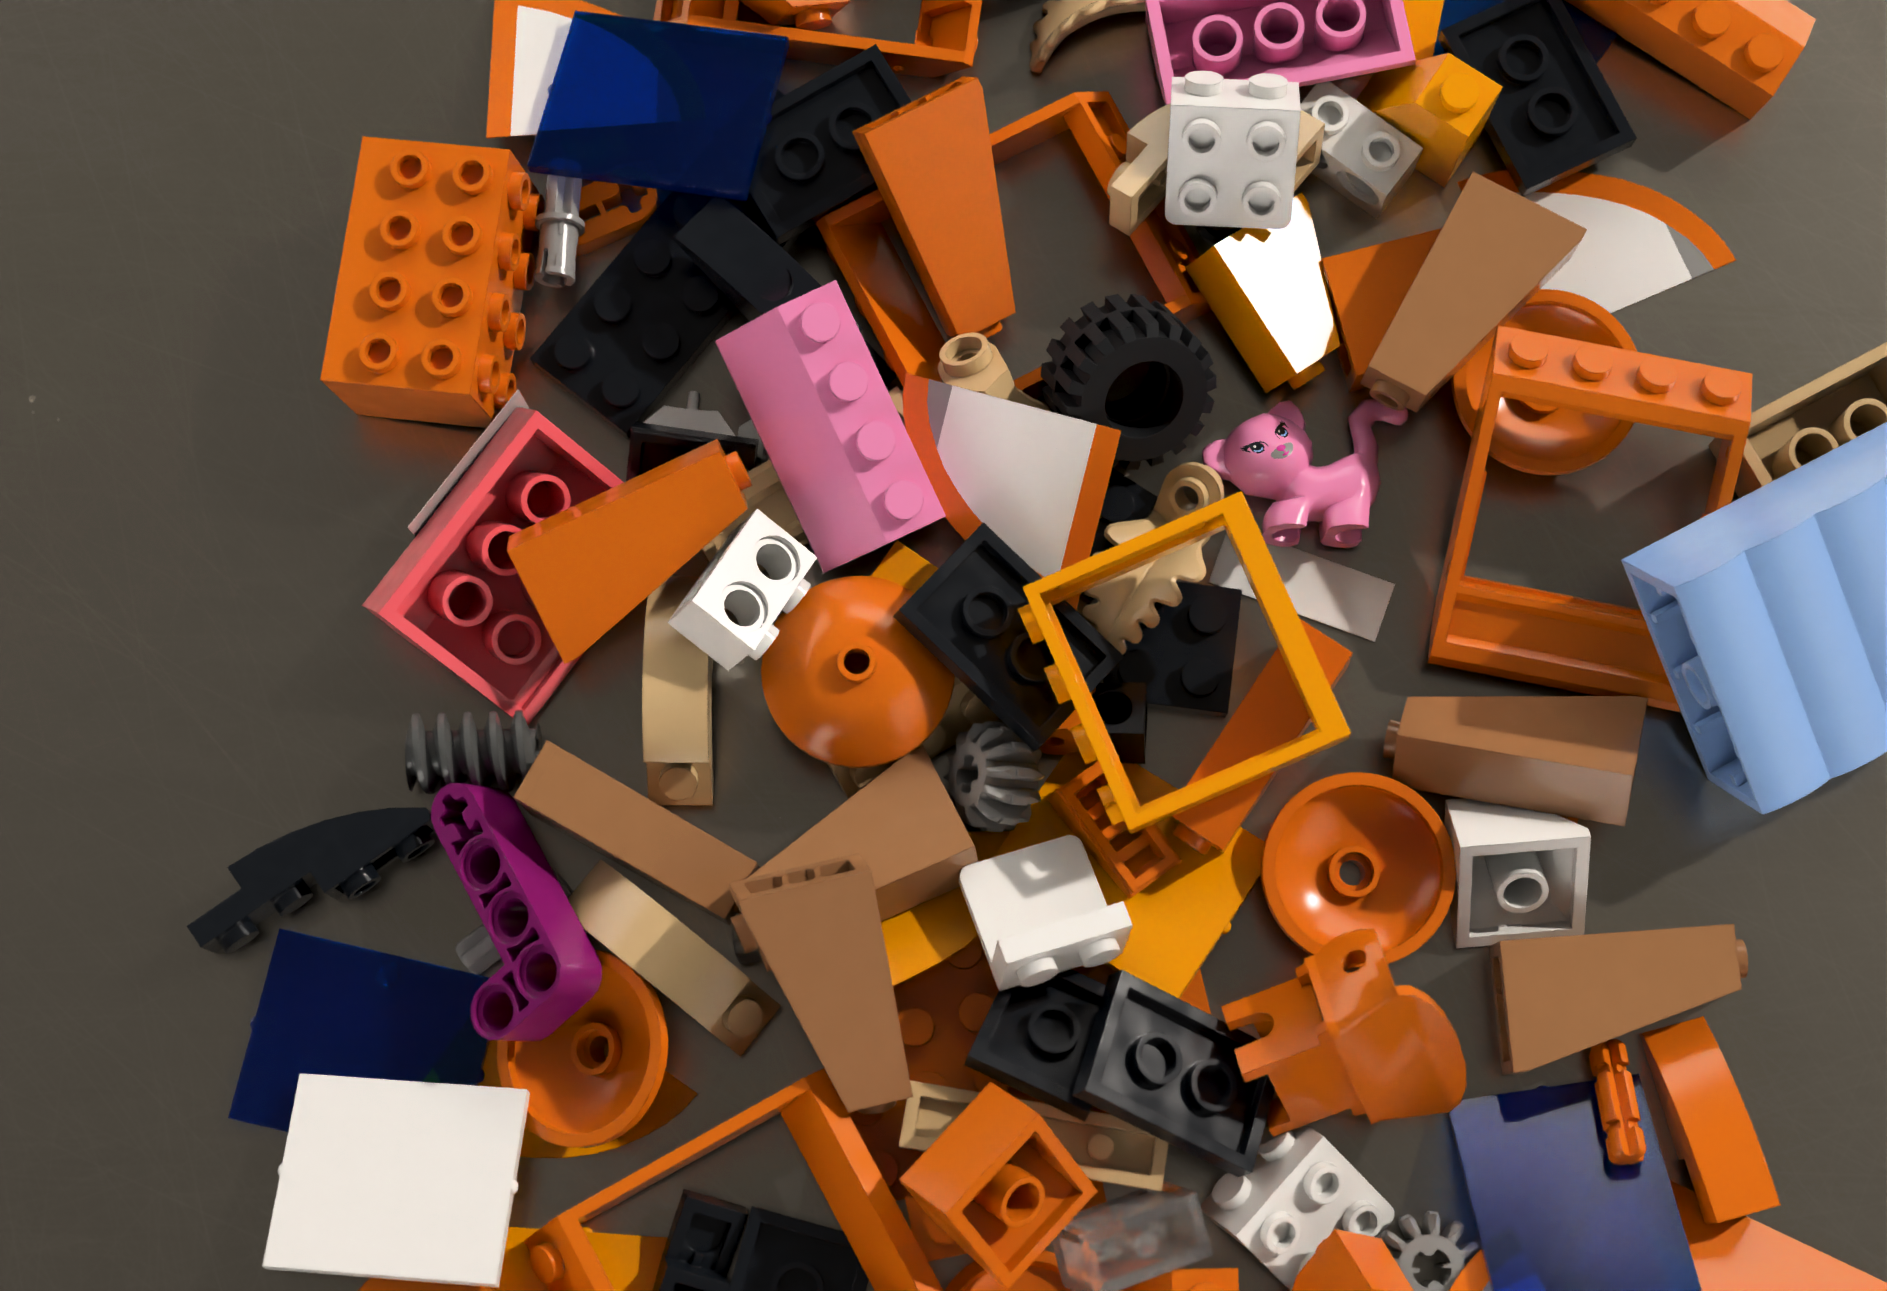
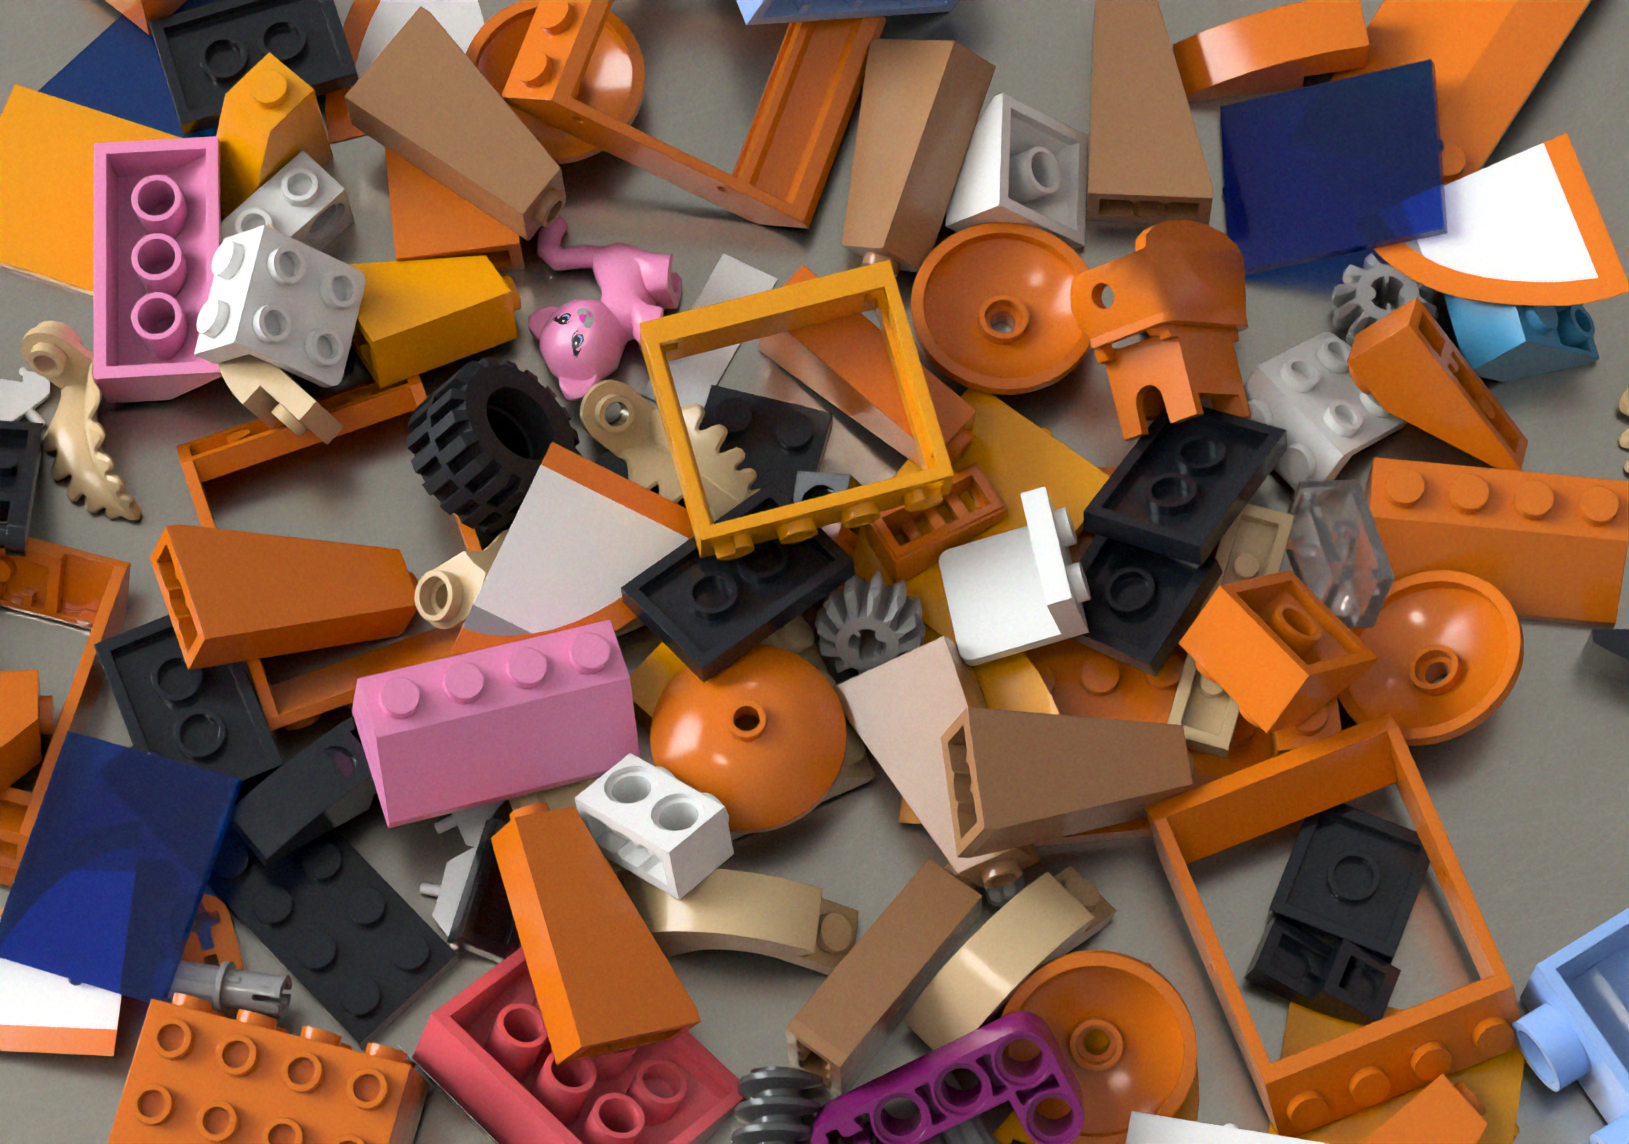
camera: 80 degrees left, 10 degrees down
(1617, 1102) = (1250, 119): orange axle -> none

